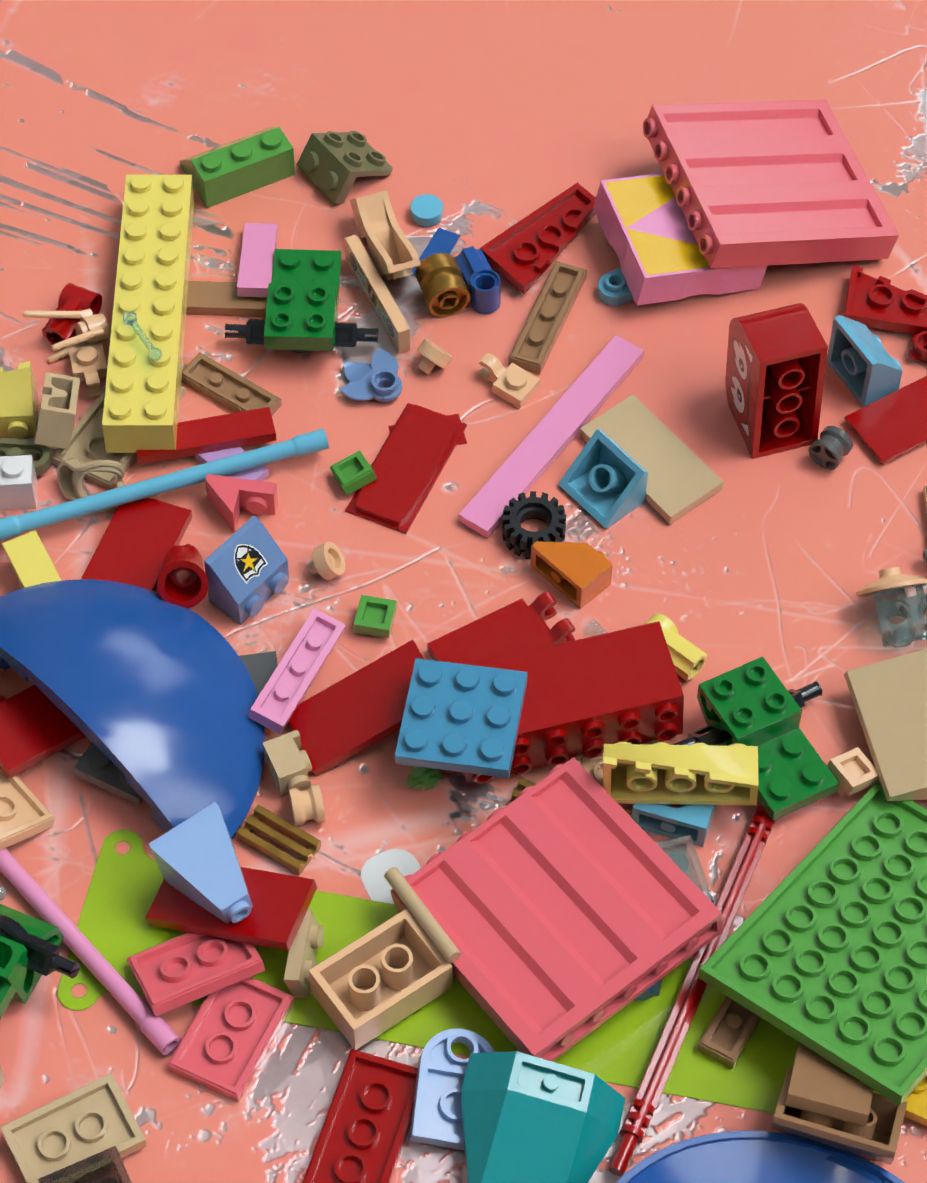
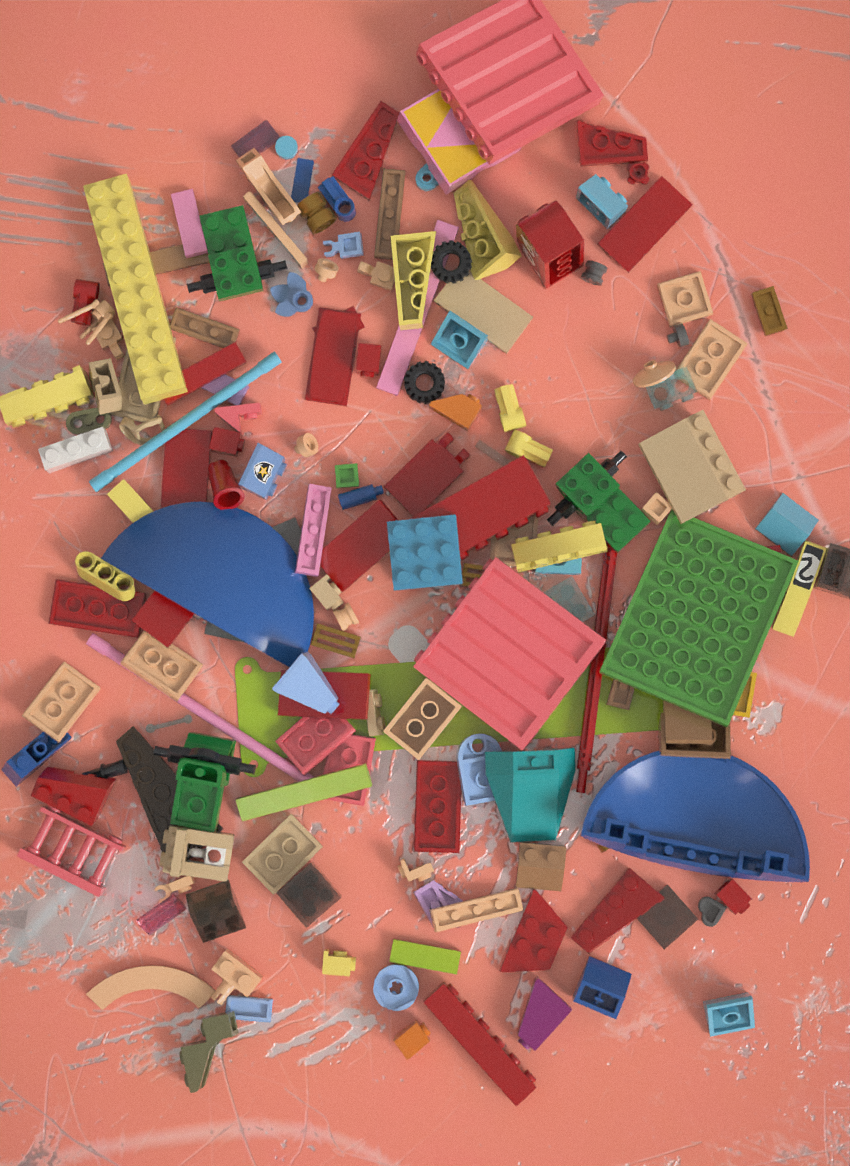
camera: 10 degrees left, 30 degrees up
(130, 318) = (131, 313): clear light blue hinge -> none
(145, 1041) = (304, 792): none -> lime tile
(206, 526) = (226, 442): none -> red brick
(240, 166) = (149, 144): bright green slope -> none
(337, 159) = (220, 124): olive bracket -> none
(353, 472) = (302, 374): bright green tile -> none
(374, 647) = (359, 496): none -> blue cylinder
(400, 188) = (259, 138): none -> tile
(422, 915) = (436, 680): tan bar -> none
(458, 475) = (368, 360): none -> red brick
(475, 335) = (348, 246): none -> light blue plate
(556, 368) = (412, 267): none -> light yellow wedge
(619, 365) = (451, 248): none -> black tyre
(654, 588) = (510, 412): none -> light yellow piece
(678, 366) = (484, 234): none -> light yellow wedge

